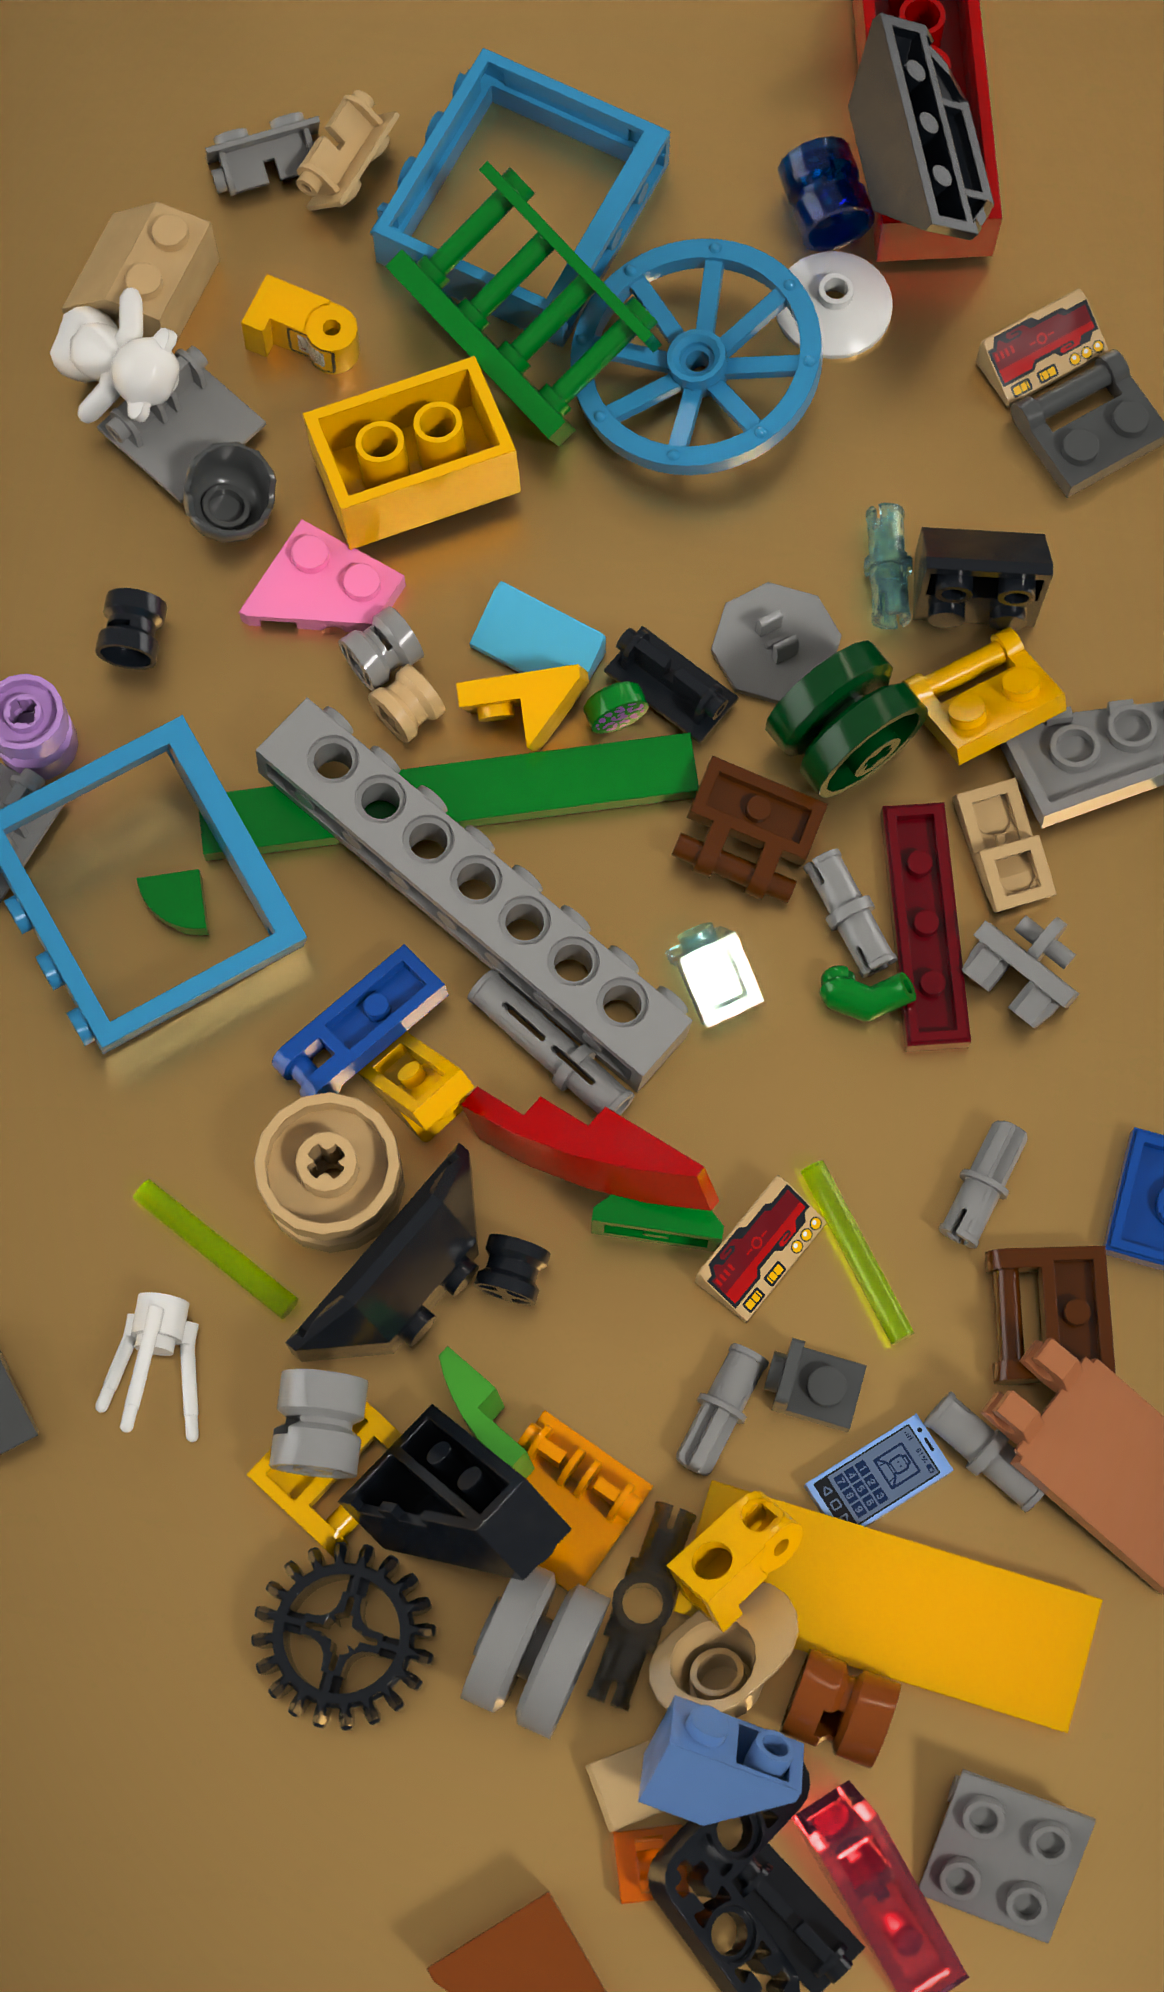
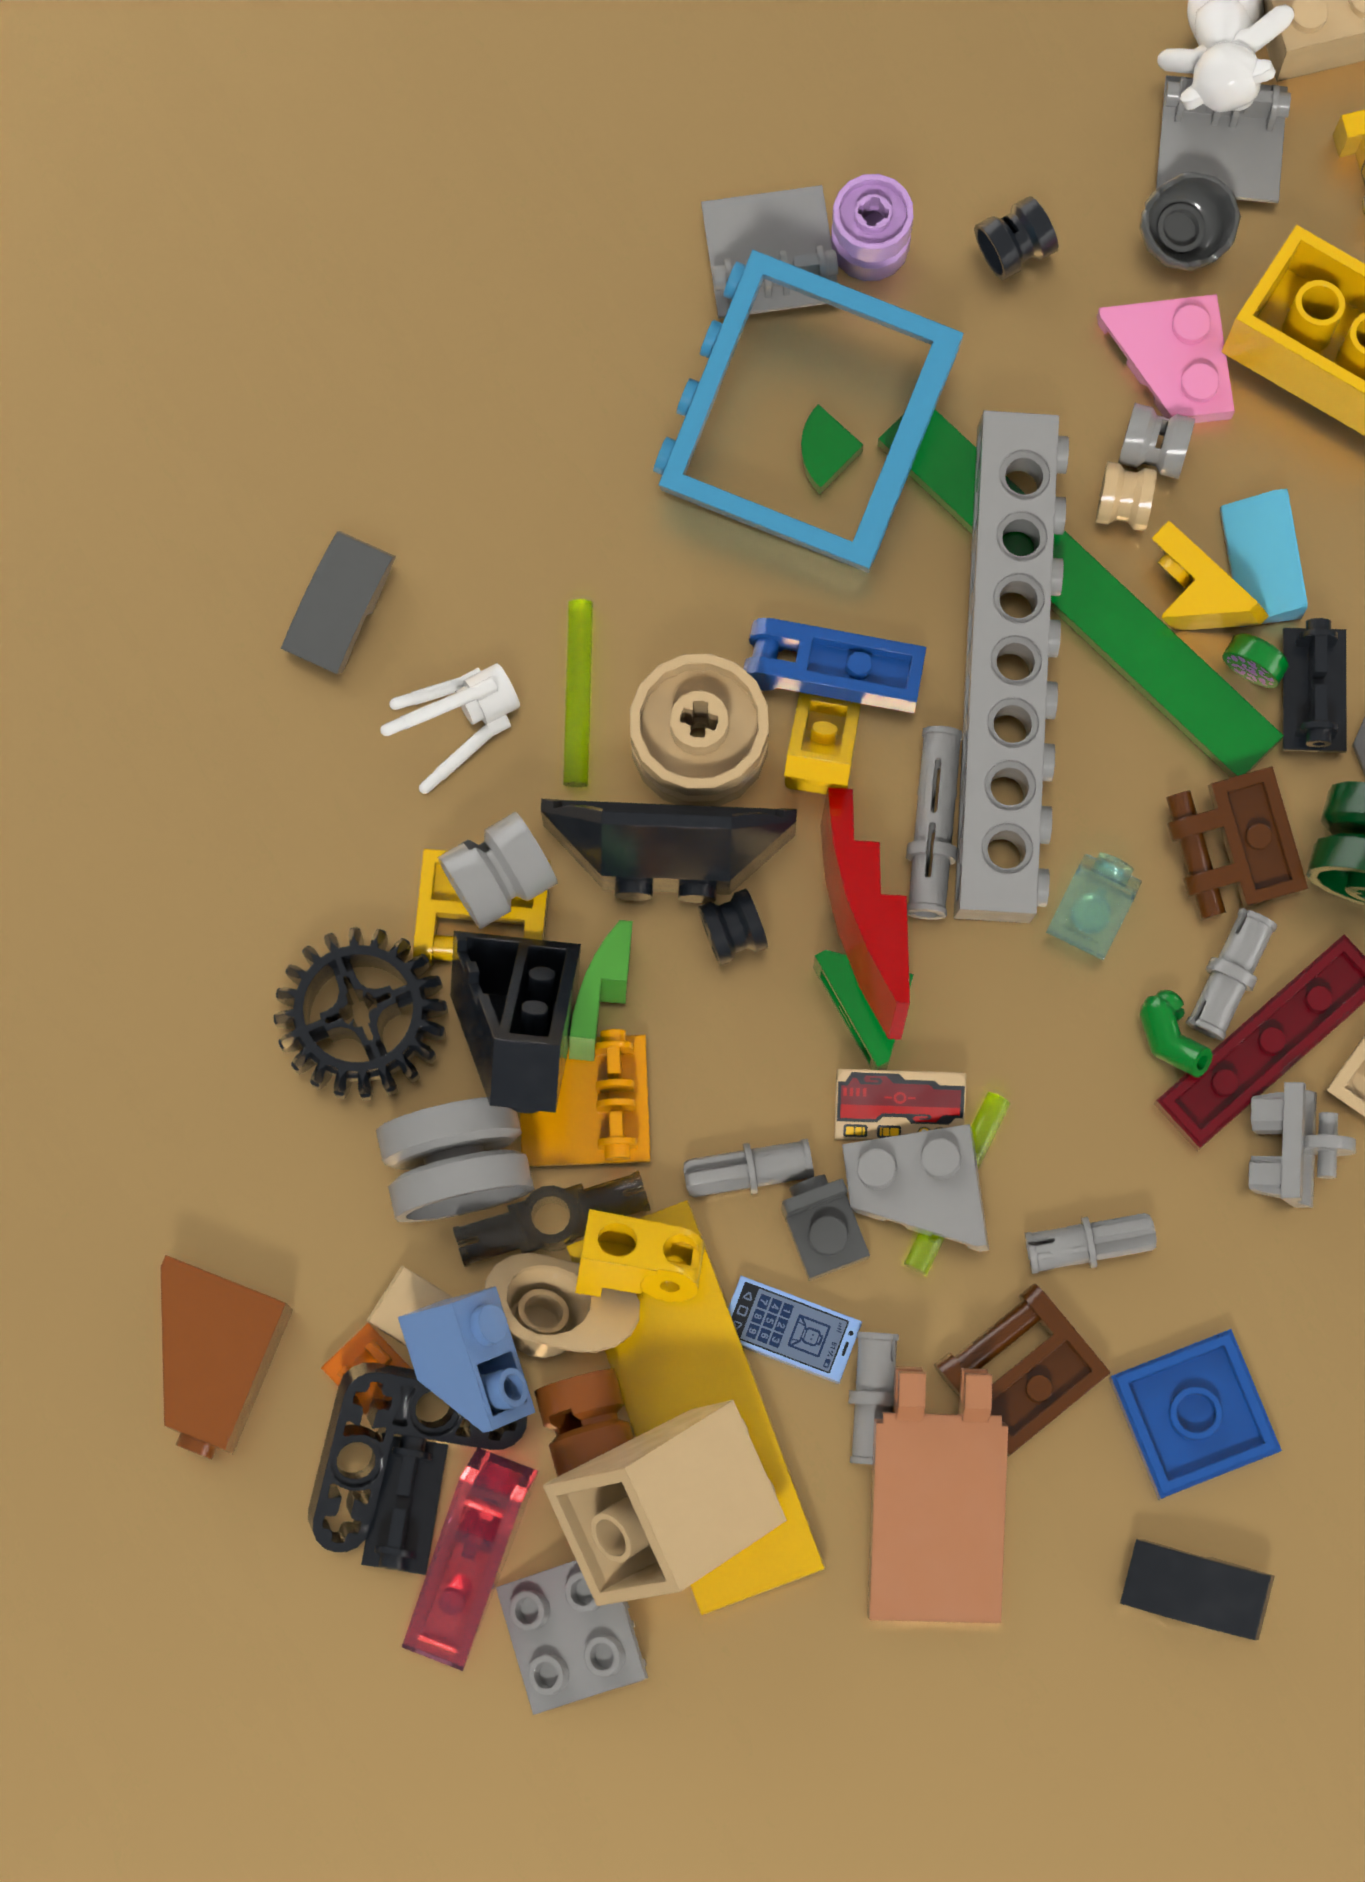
camera: 55 degrees right, 5 degrees up
(839, 1279) = (920, 1182): none -> light grey wing
(969, 1692) = (666, 1505): none -> tan slope

